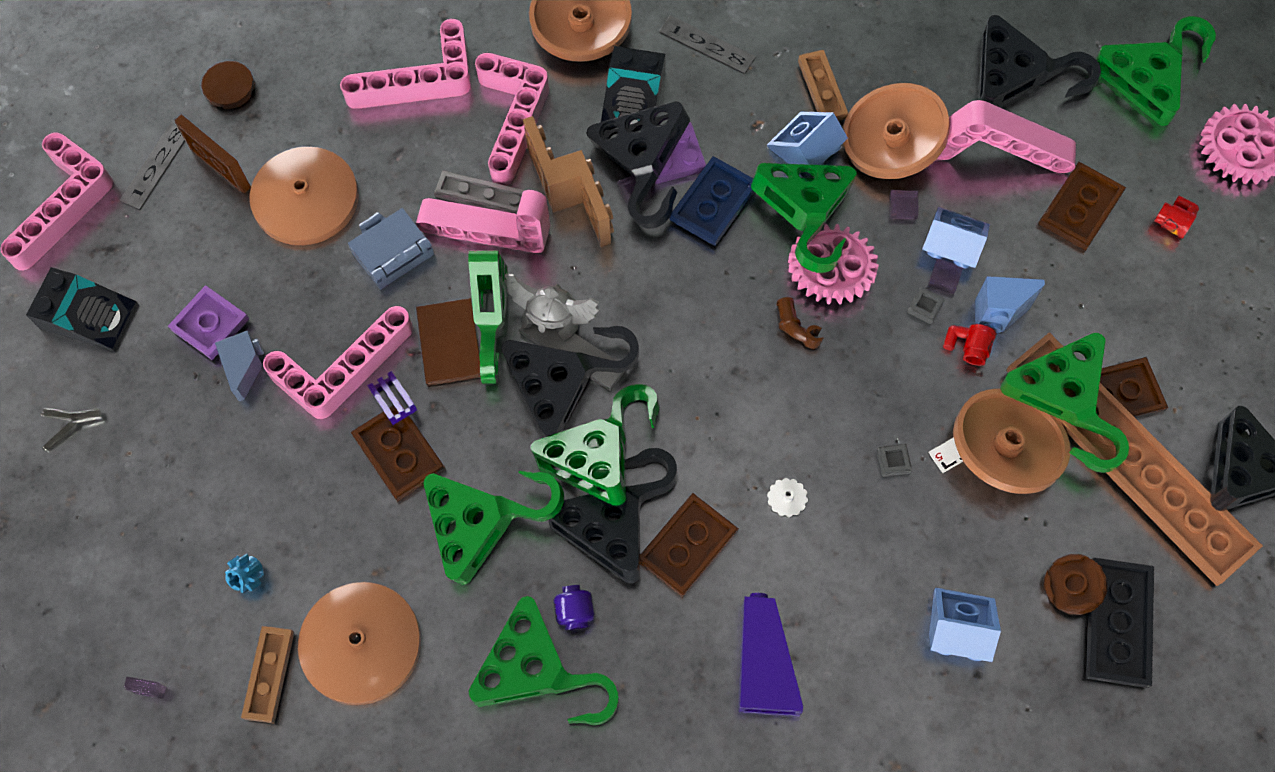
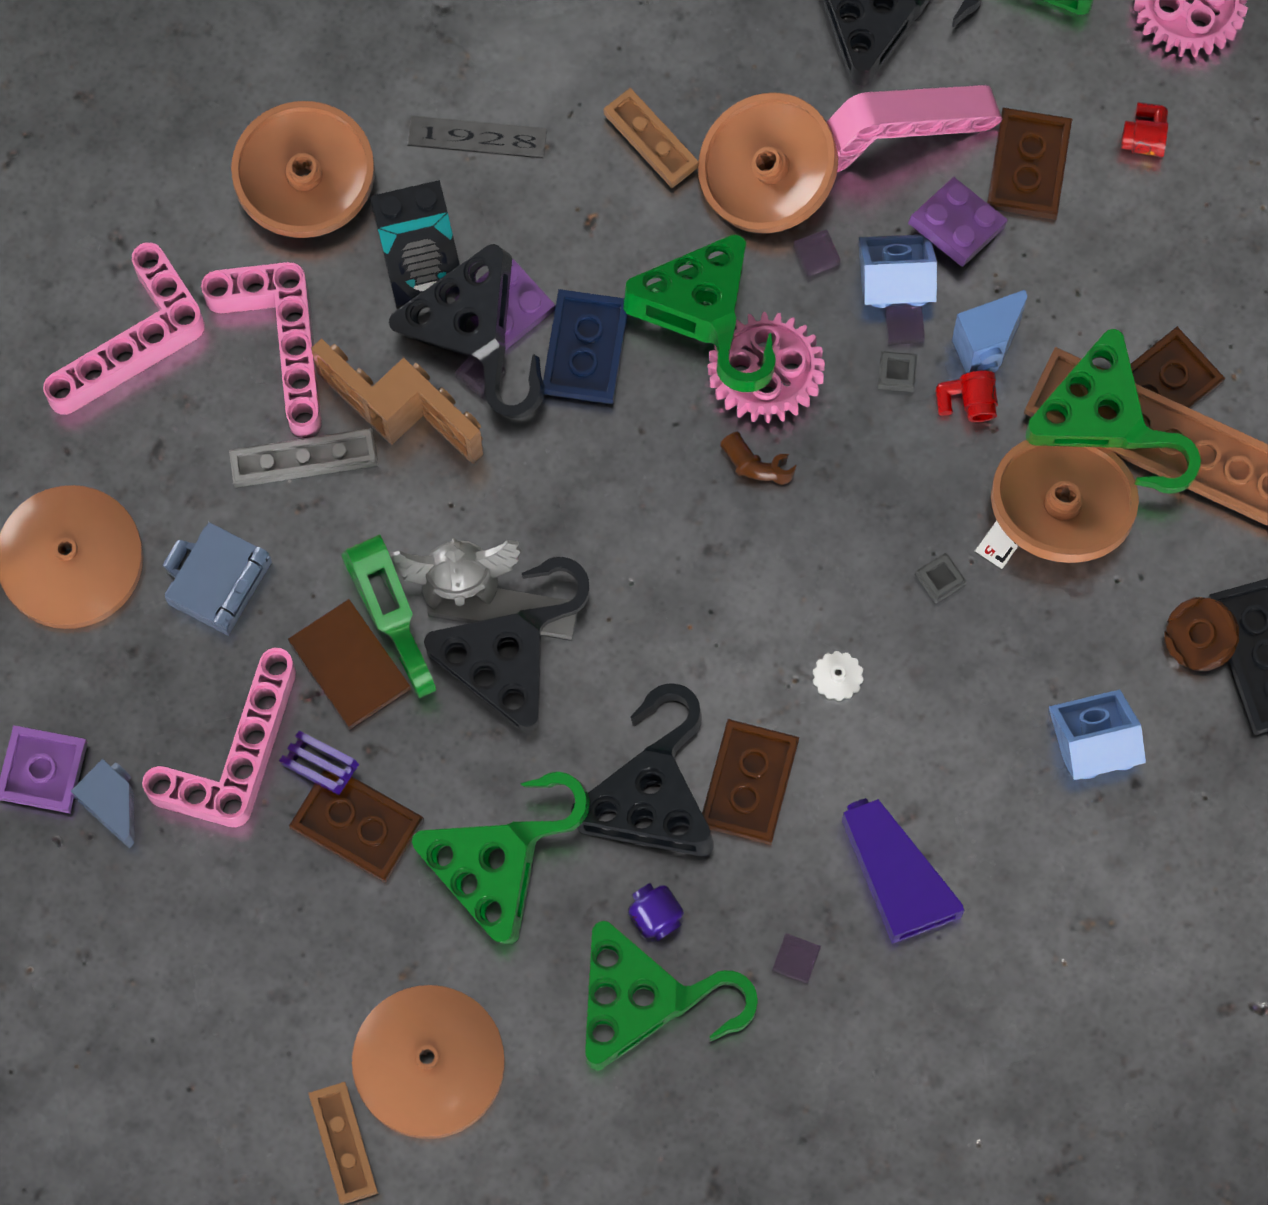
camera: 25 degrees left, 5 degrees up
(244, 573) = (254, 1044): dark azure gear -> none
(518, 231) = (323, 498): bright pink beam -> none
(595, 449) = (572, 722): green piece -> none
(661, 690) = (796, 958): none -> clear purple tile
(809, 138) = (665, 217): medium blue slope -> none
(1013, 222) = (957, 221): none -> medium lavender plate

